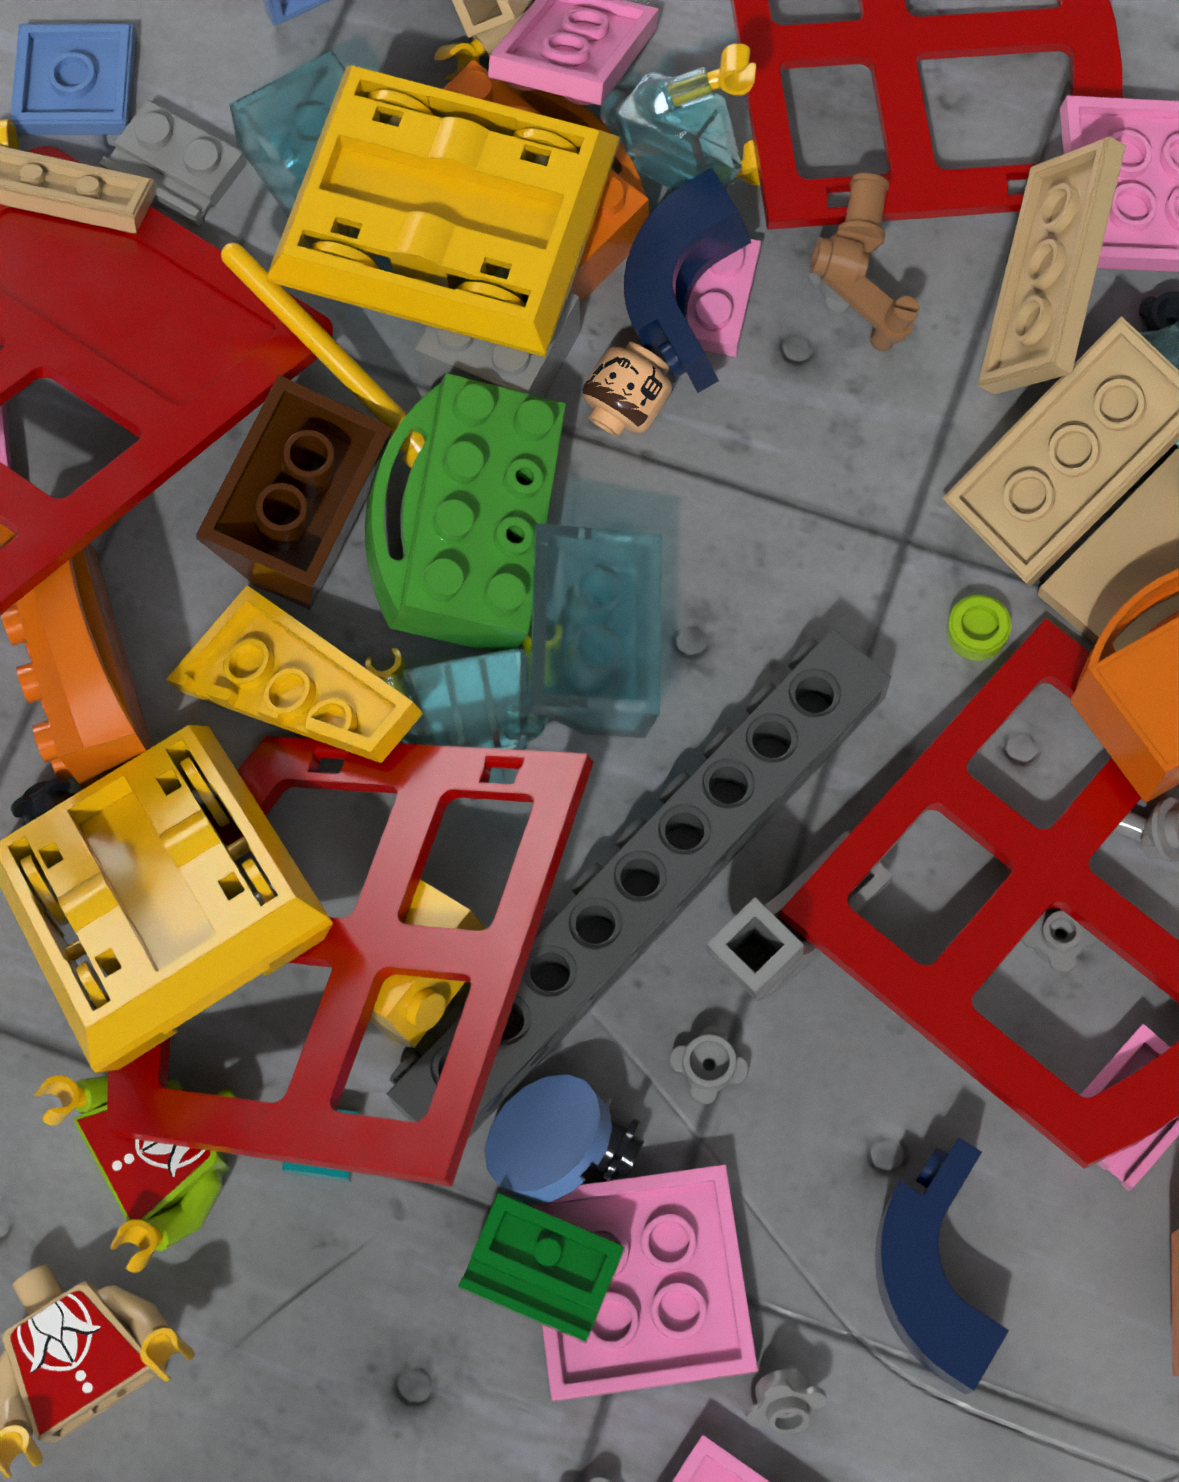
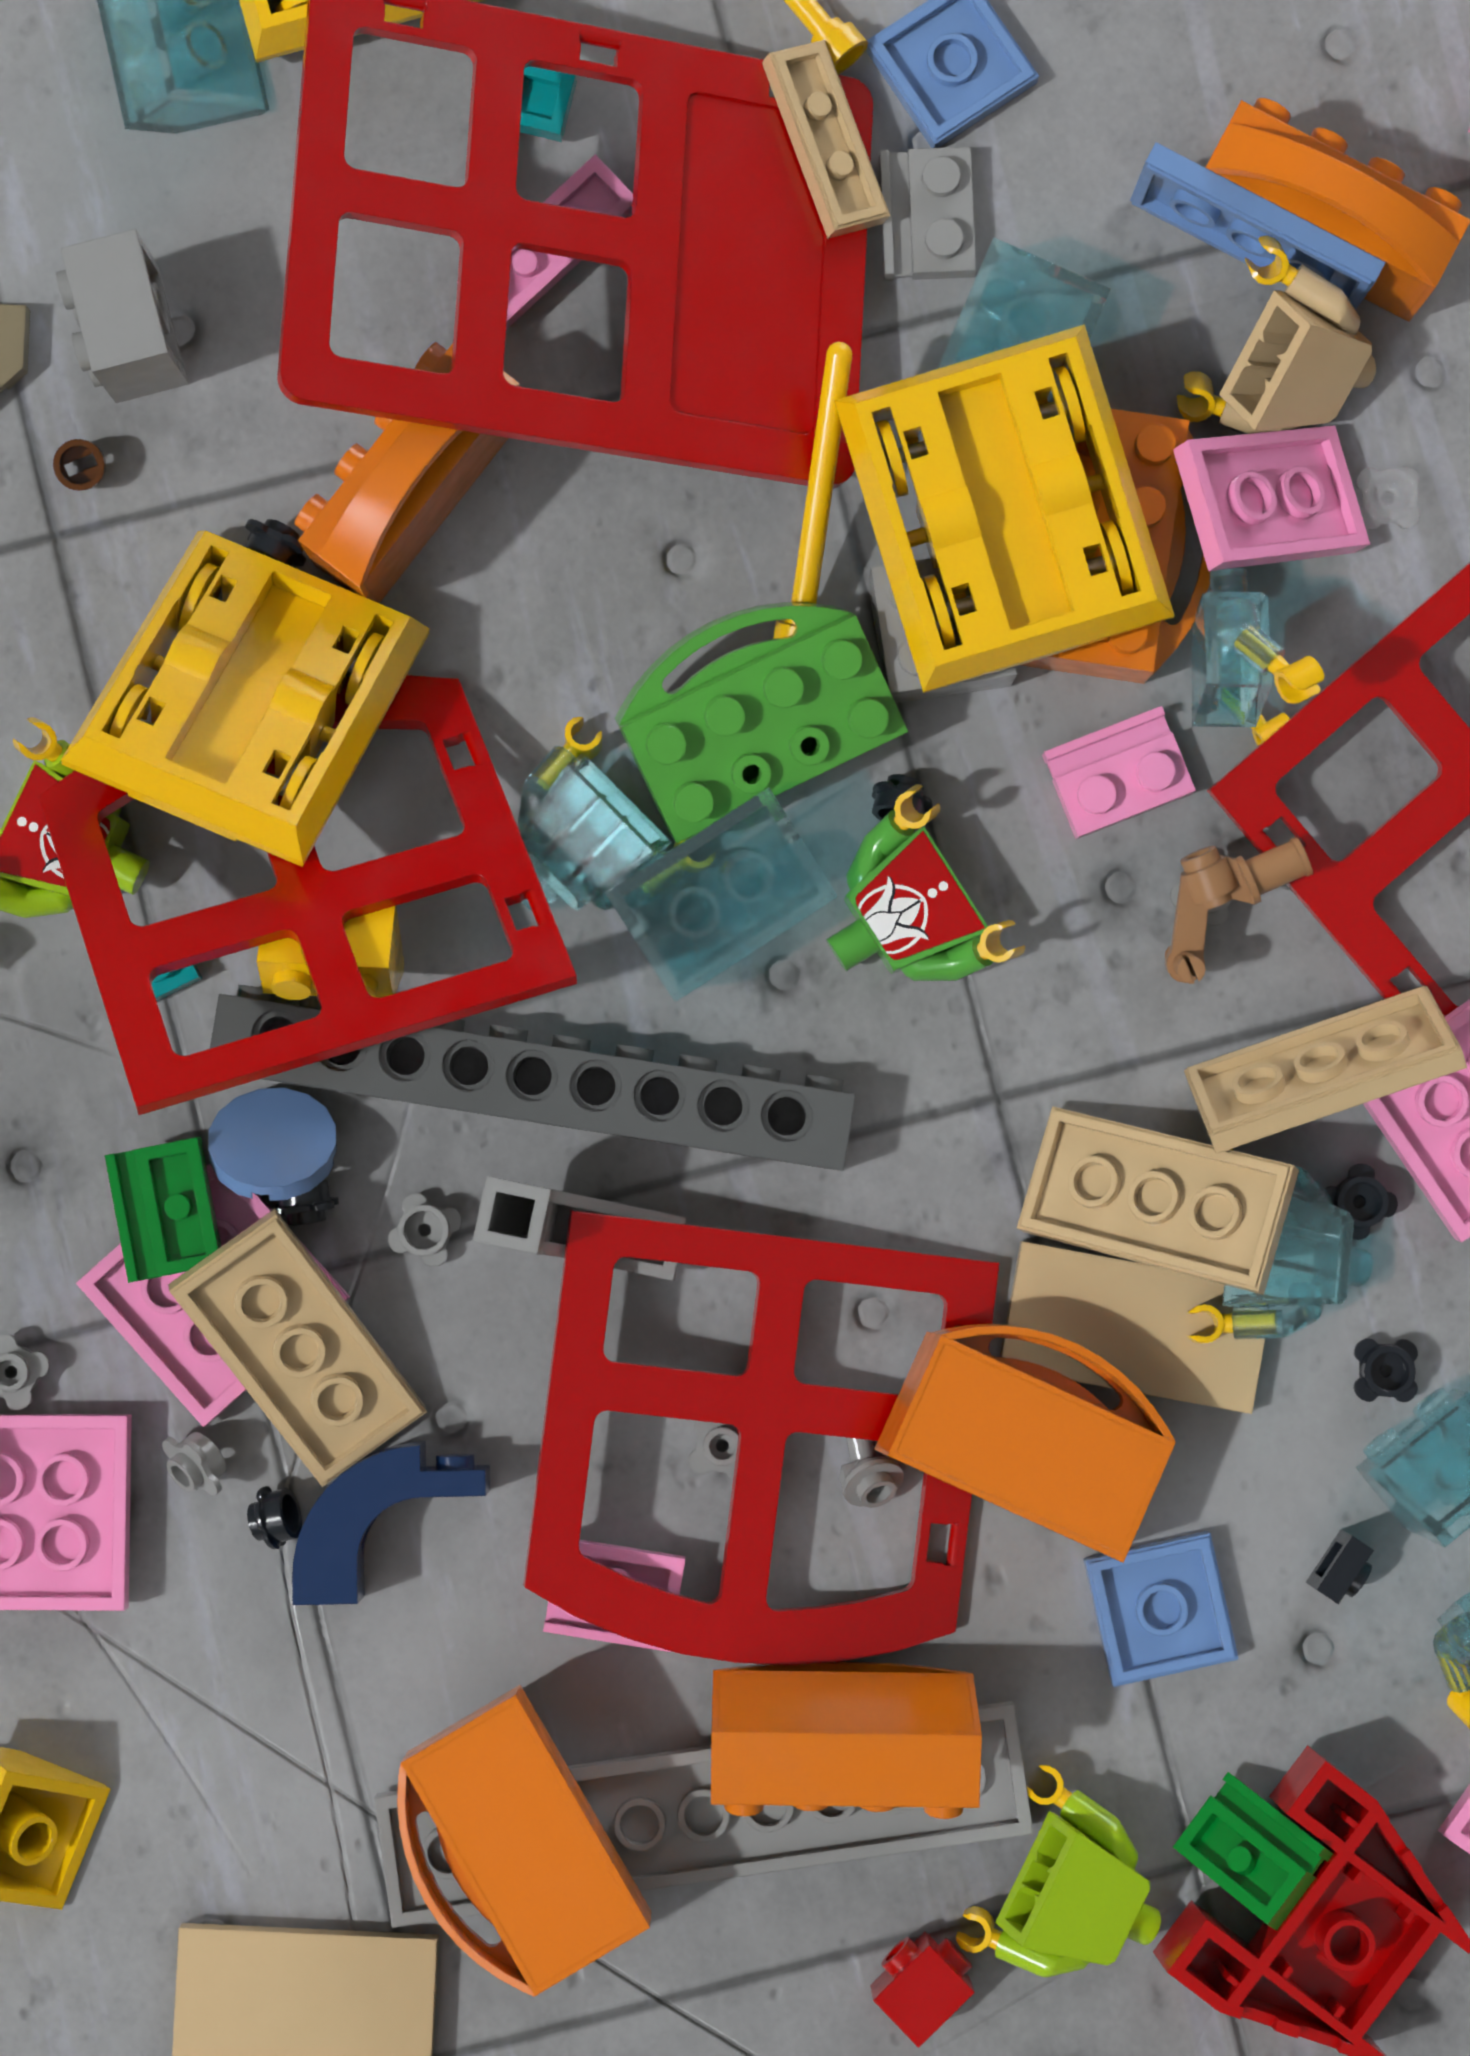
camera: 50 degrees right, 15 degrees up
(292, 678) = (512, 665): yellow wing -> none
(294, 491) = (675, 554): reddish brown slope -> none
(615, 458) = (887, 792): none -> black plate
(627, 389) = (969, 770): light nougat head -> none
(668, 257) = (1095, 728): dark blue arch -> none
(707, 495) = (913, 905): none -> torso
(741, 1234) = (297, 1347): none -> tan tile
(879, 1364) = (275, 1517): none -> black plate
(978, 627) = (954, 1211): lime tile -> none

